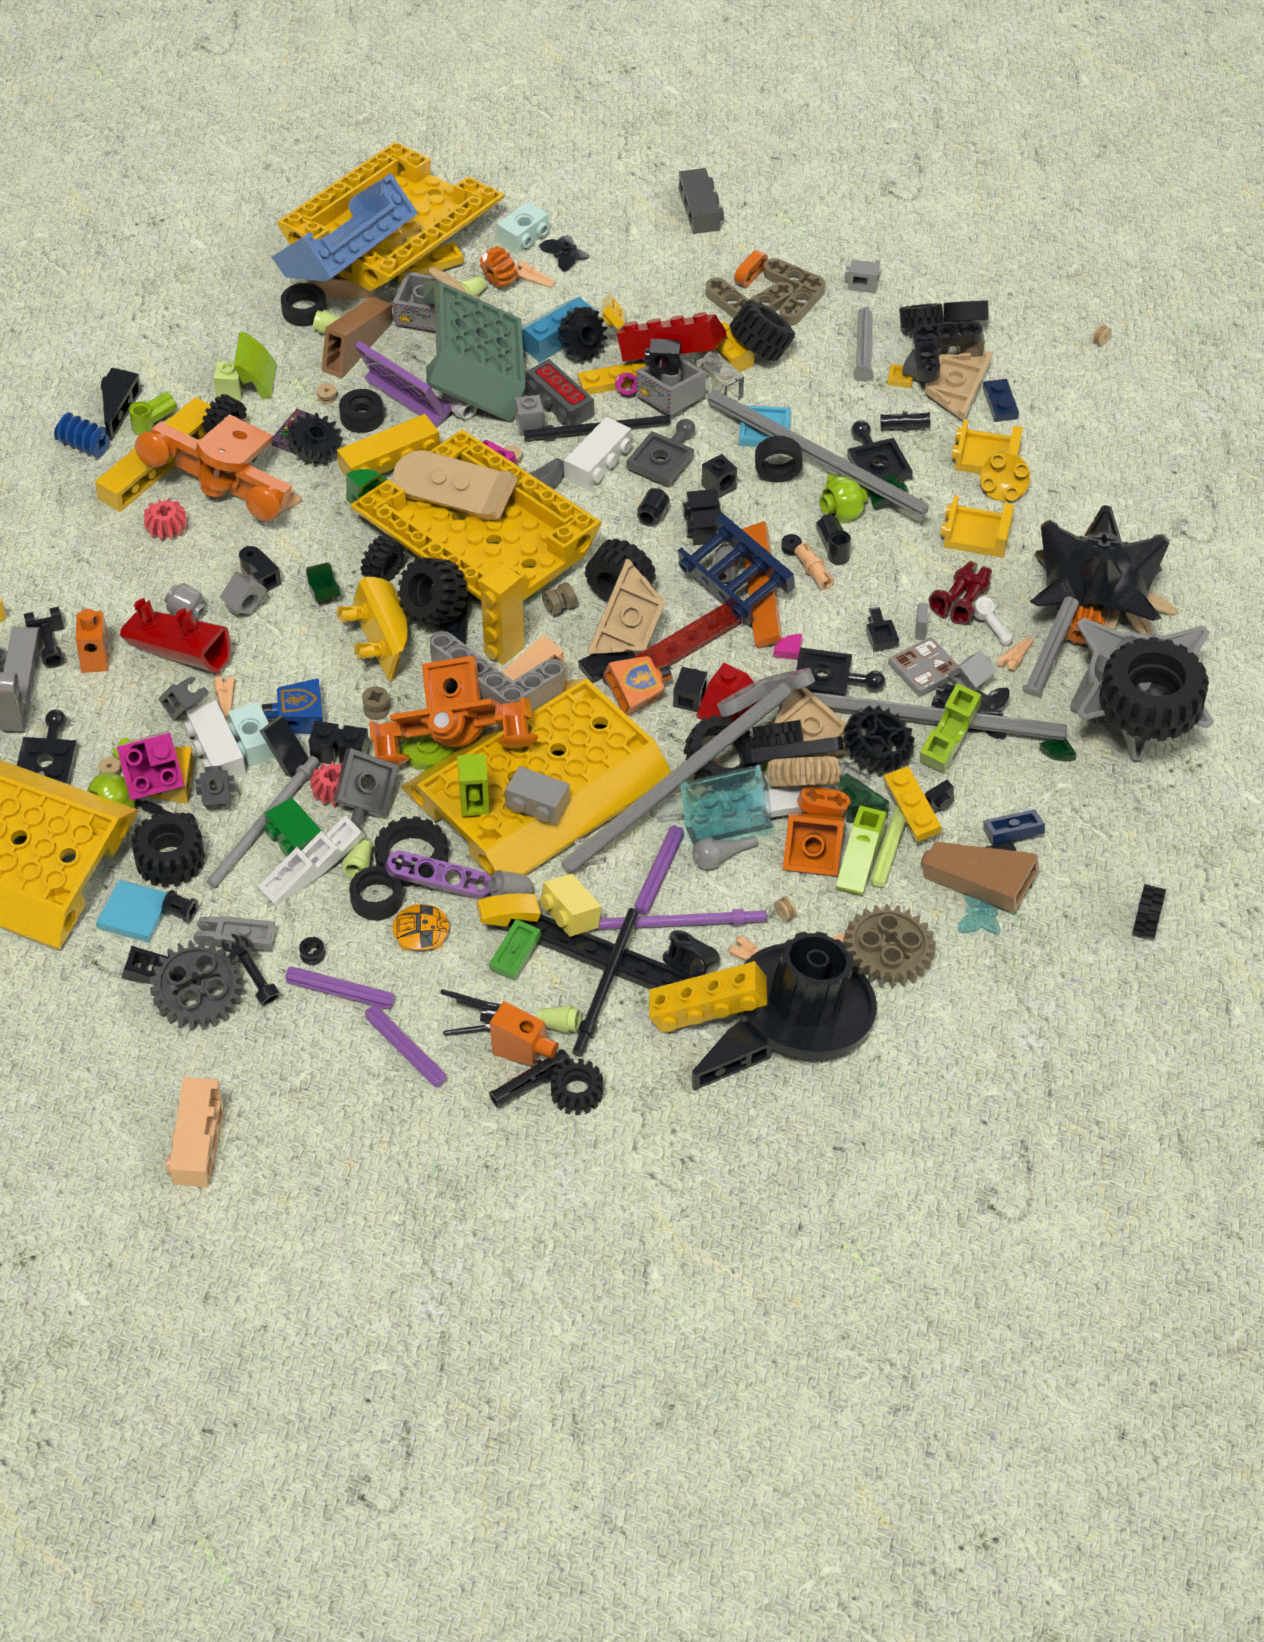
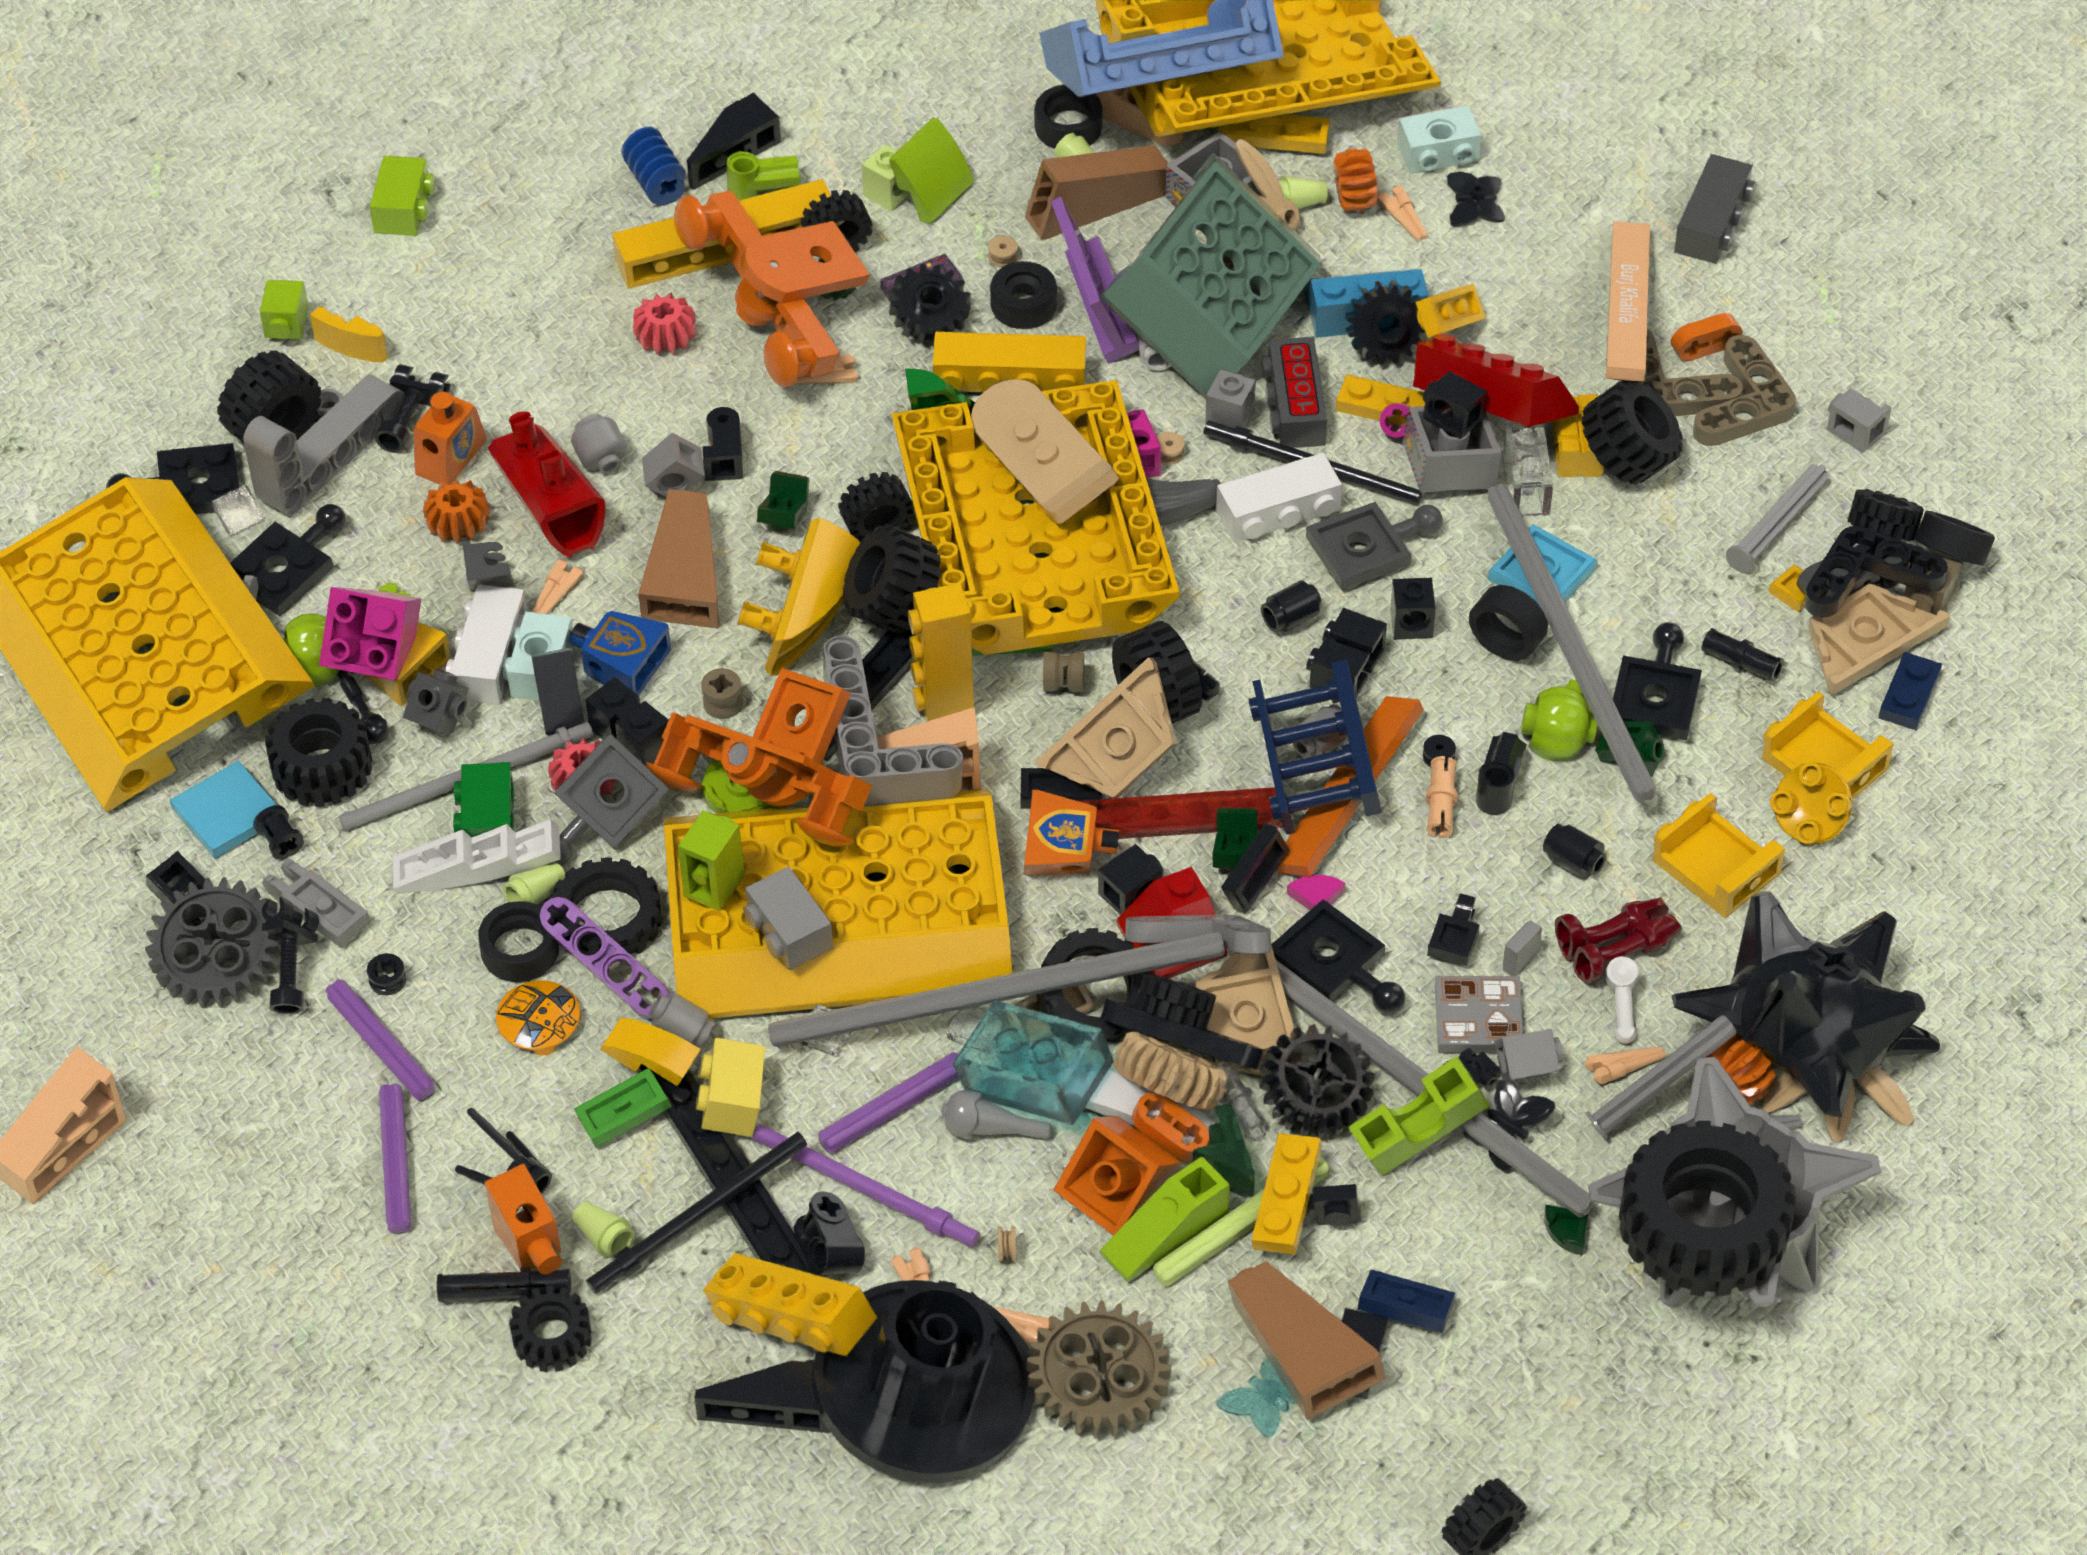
camera: 35 degrees right, 0 degrees up
(130, 678) = (456, 510): none -> orange gear
(293, 643) = (680, 567): none -> medium nougat slope
(705, 264) = (1628, 302): none -> light nougat tile
(727, 640) = (1234, 835): none -> dark green bracket
(753, 649) = (1255, 868): none -> black tile
(906, 559) = (1574, 850): none -> black brick

